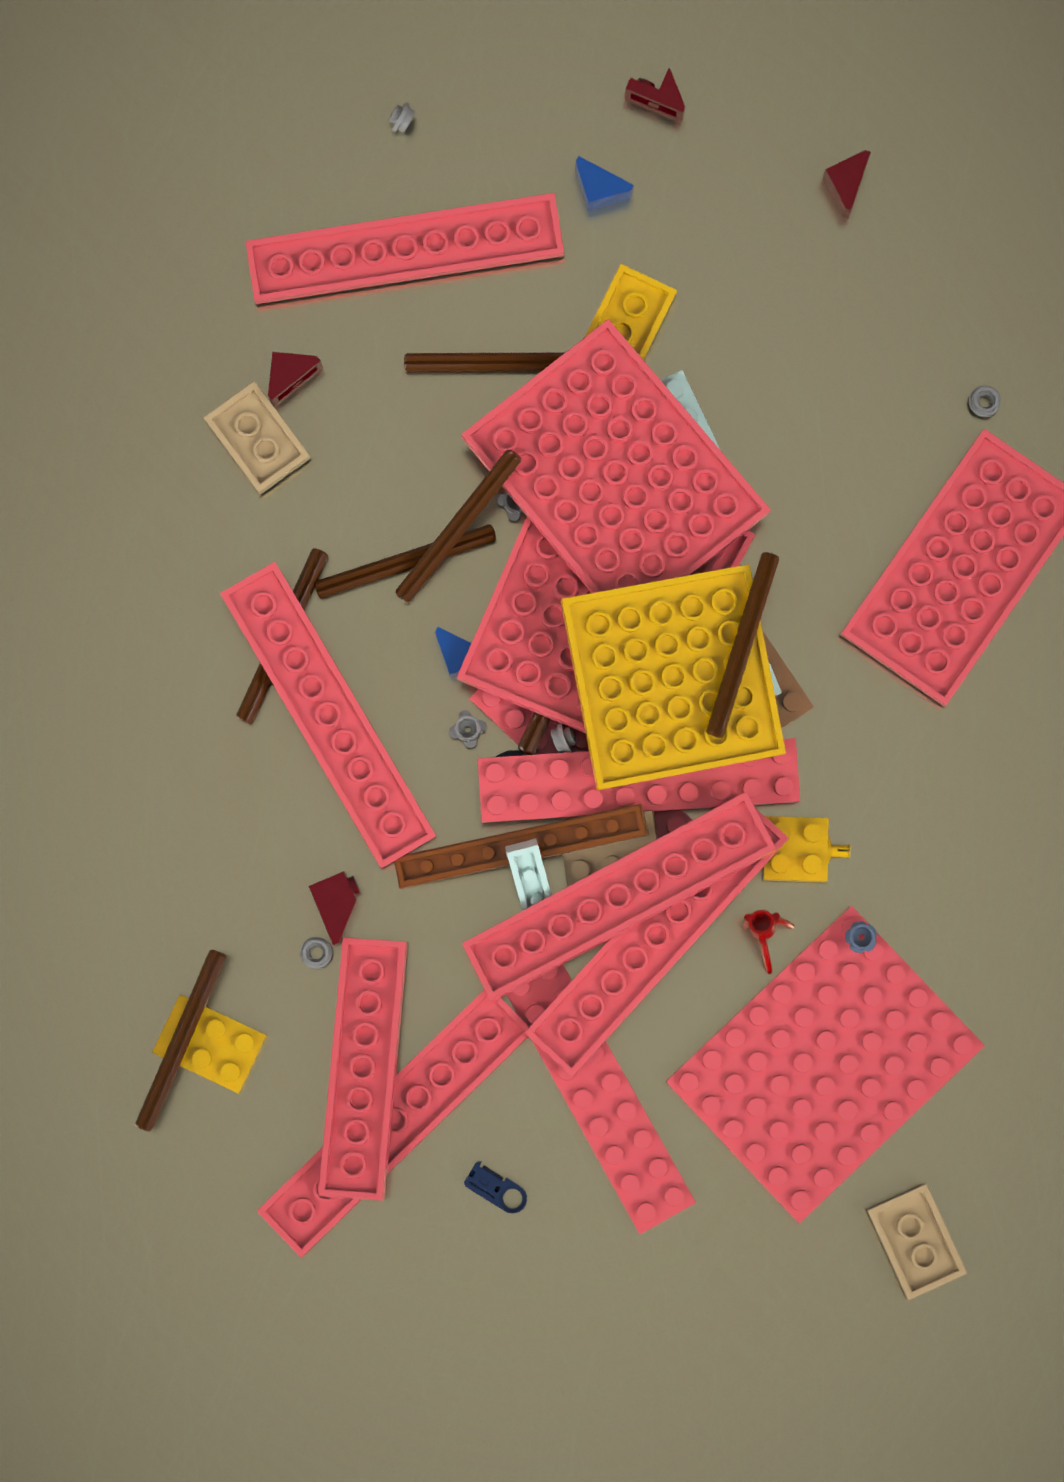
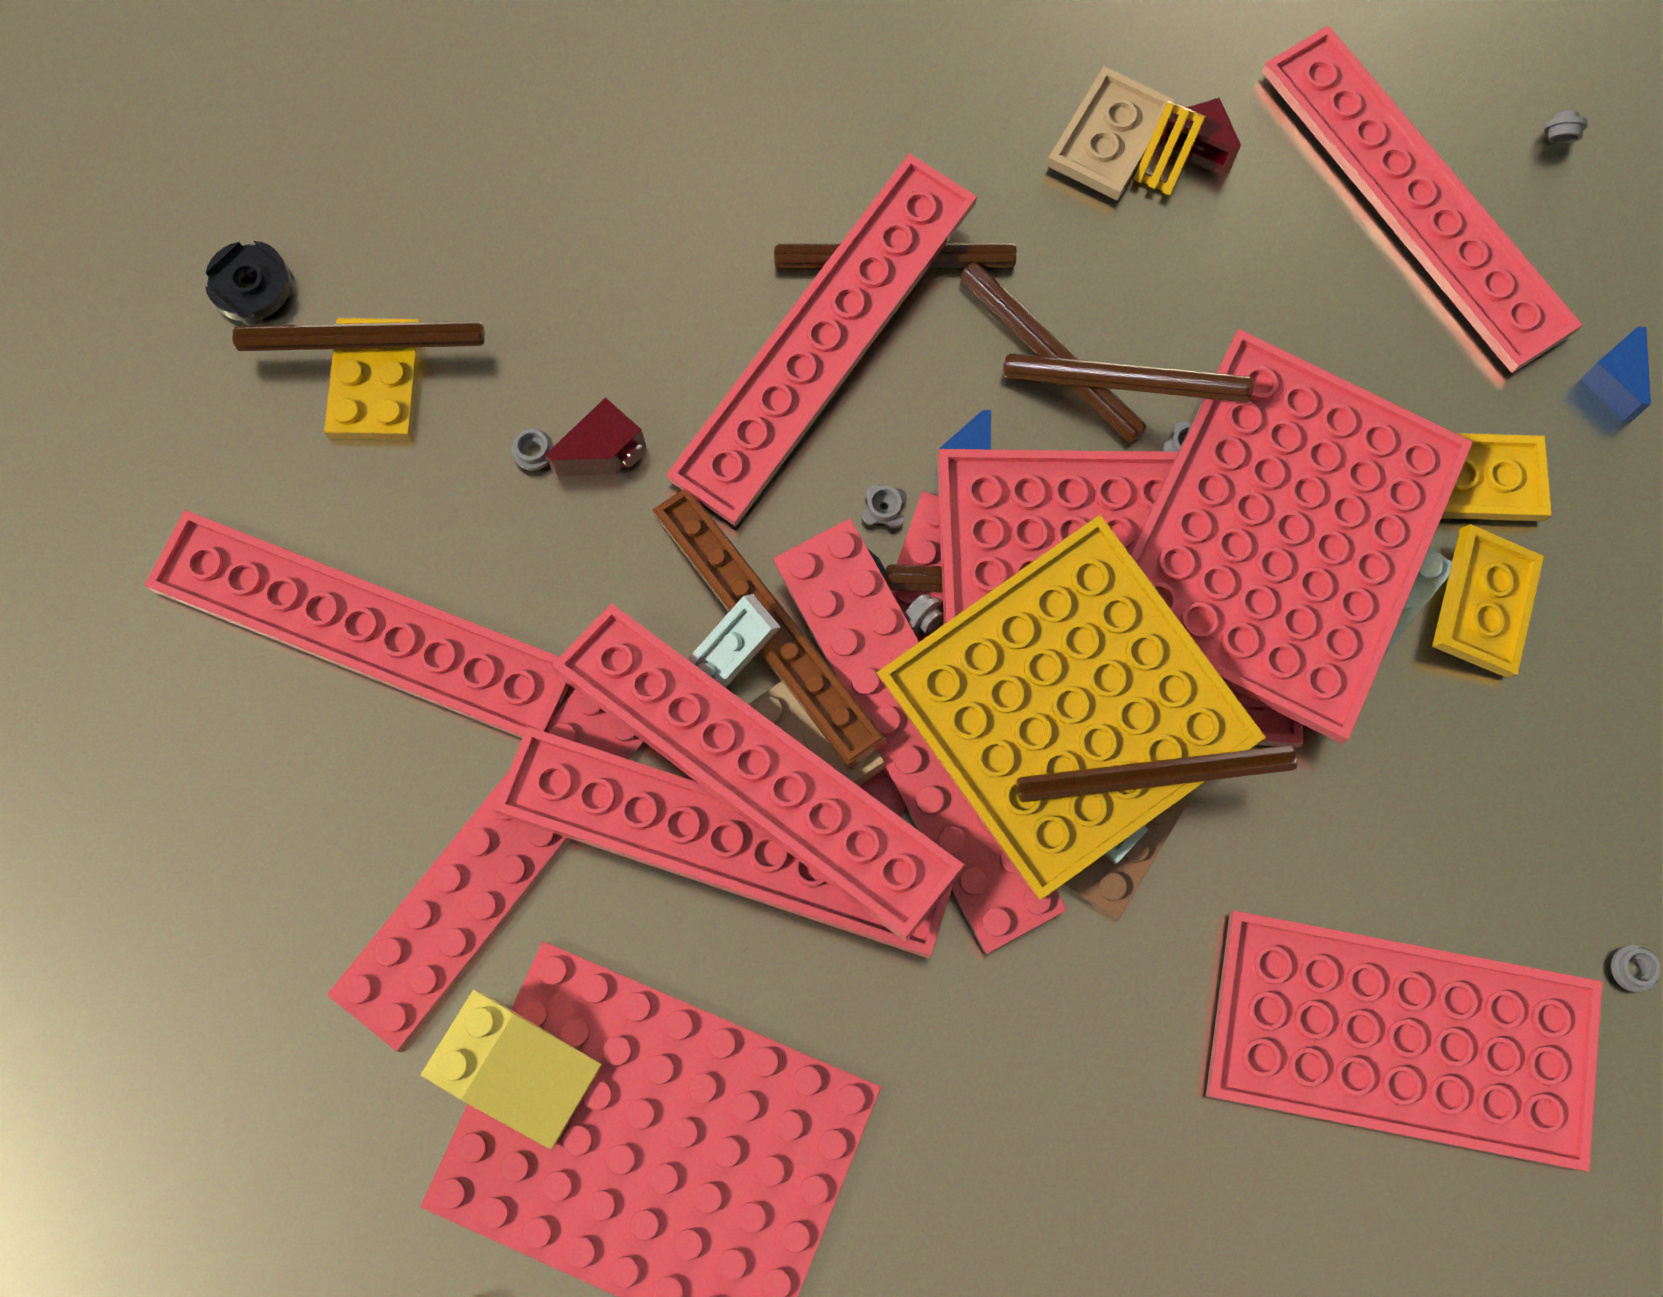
camera: 65 degrees right, 10 degrees down
(75, 1098) = (261, 298): none -> black plate
(307, 423) = (1154, 181): none -> yellow tile
(363, 1069) = (402, 556): coral plate -> none
(479, 361) = (1326, 320): reddish brown axle -> none
(492, 1187) = (321, 780): dark blue piece -> none
(715, 363) = (1488, 601): none -> yellow plate
(743, 1130) = (511, 1069): none -> light yellow slope
(763, 927) = (794, 973): red plant -> none
(805, 853) = (924, 991): yellow plate -> none
(869, 937) = (852, 1126): sand blue plate -> none

